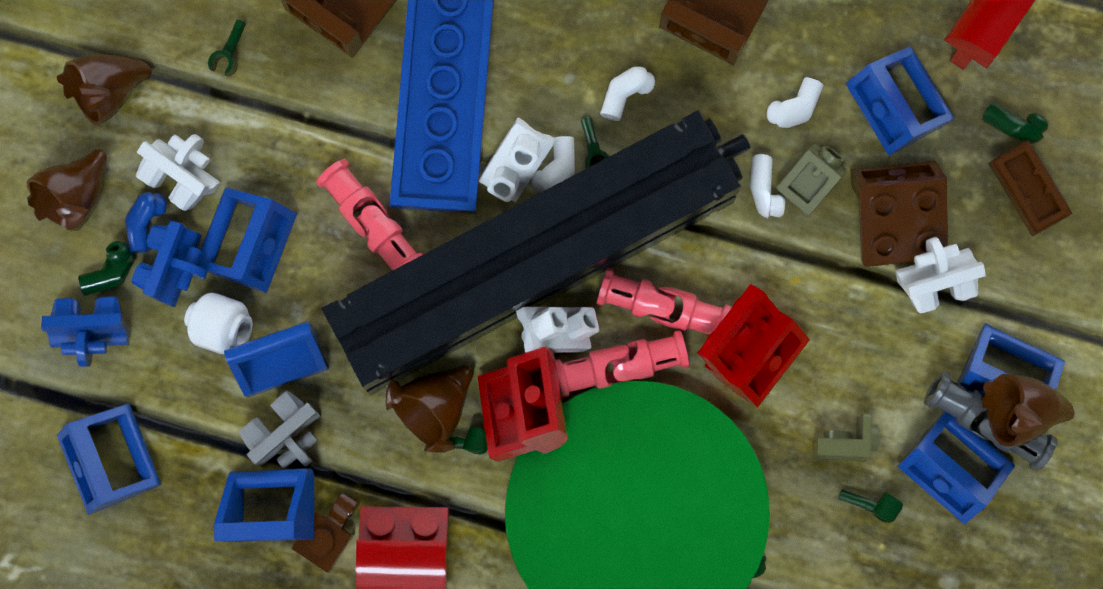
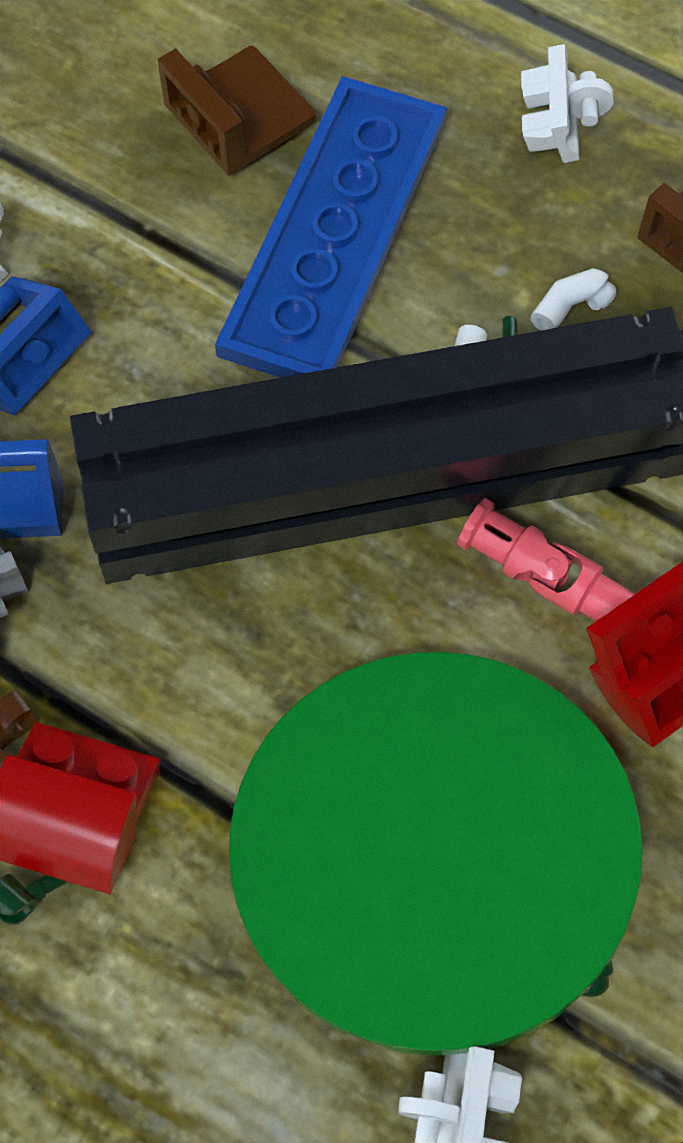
camera: 15 degrees right, 15 degrees down
(228, 50) = (64, 129): dark green hand -> none
(373, 222) = (174, 336): coral piece -> none
(431, 405) = (182, 610): reddish brown hat -> none
(474, 442) = (229, 683): dark green hand -> none
(515, 161) = (405, 324): white hips -> none
(523, 406) = (313, 642): red brick -> none
(558, 328) = (386, 553): white hips -> none
(629, 362) = (478, 630): coral piece -> none

